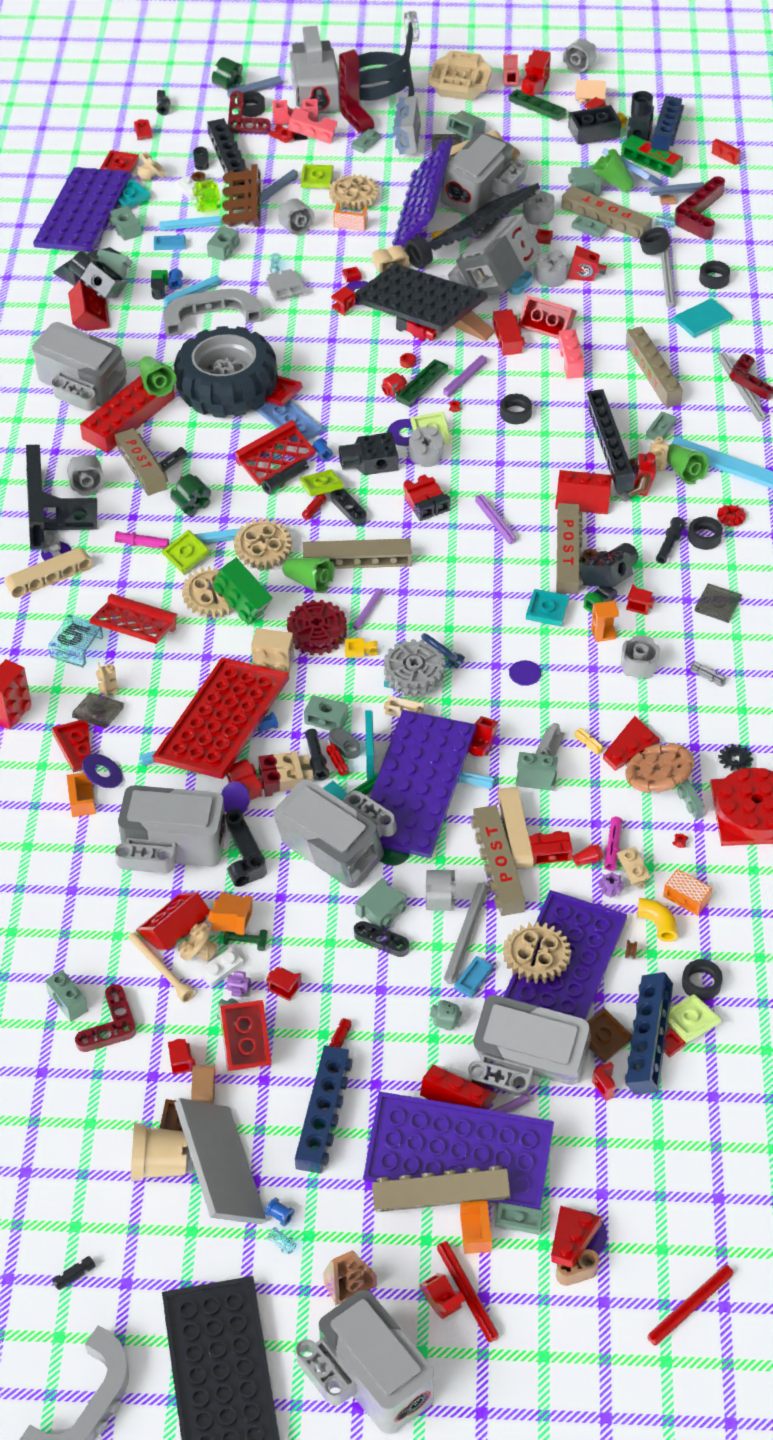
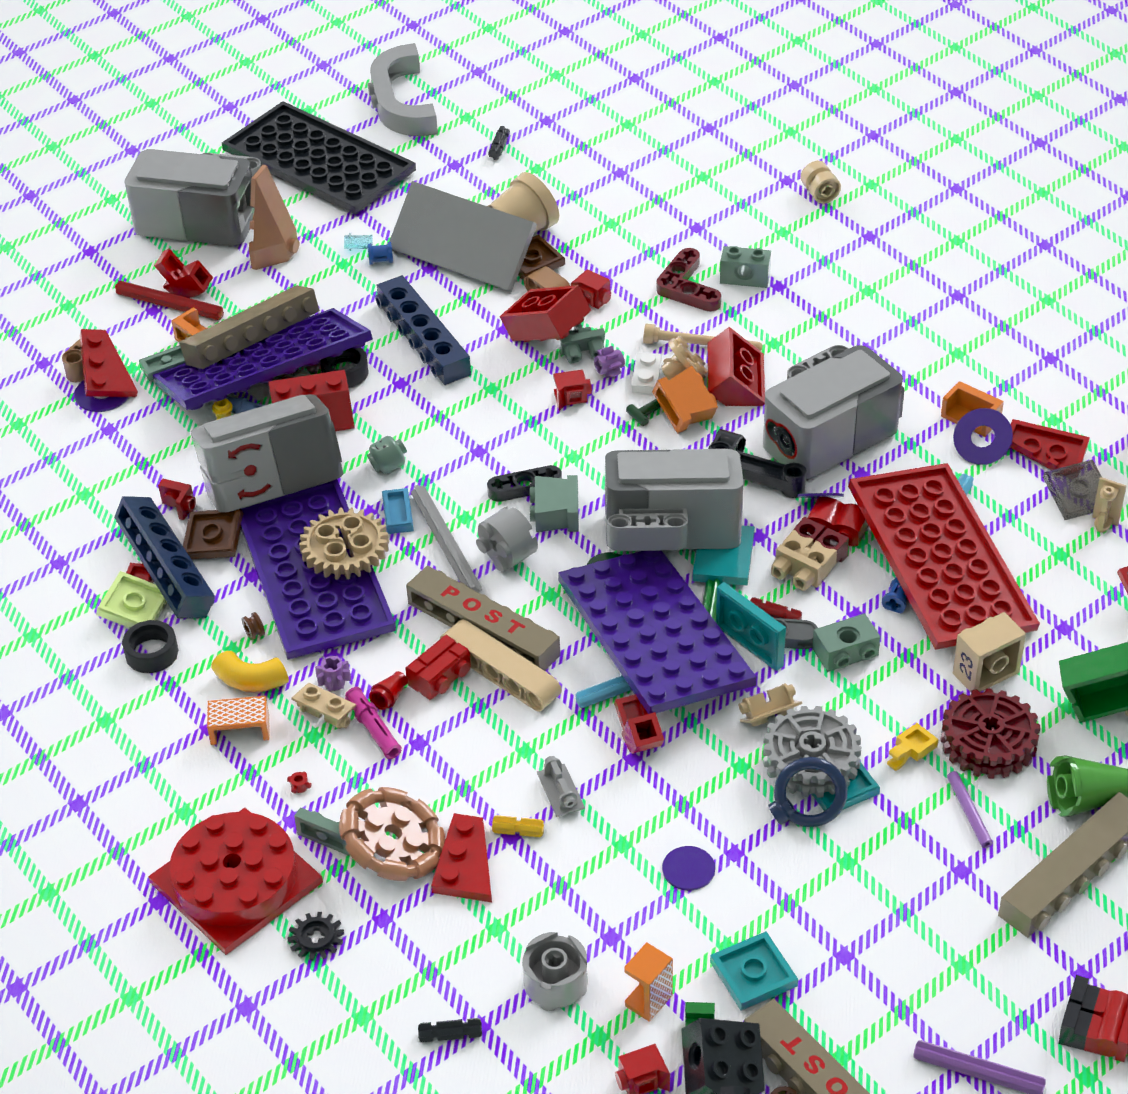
camera: 140 degrees right, 5 degrees down
(317, 760) = (791, 592): black pin -> none
(341, 1033) = (472, 388): red axle -> none
(536, 771) = (535, 729): sand green hips -> none

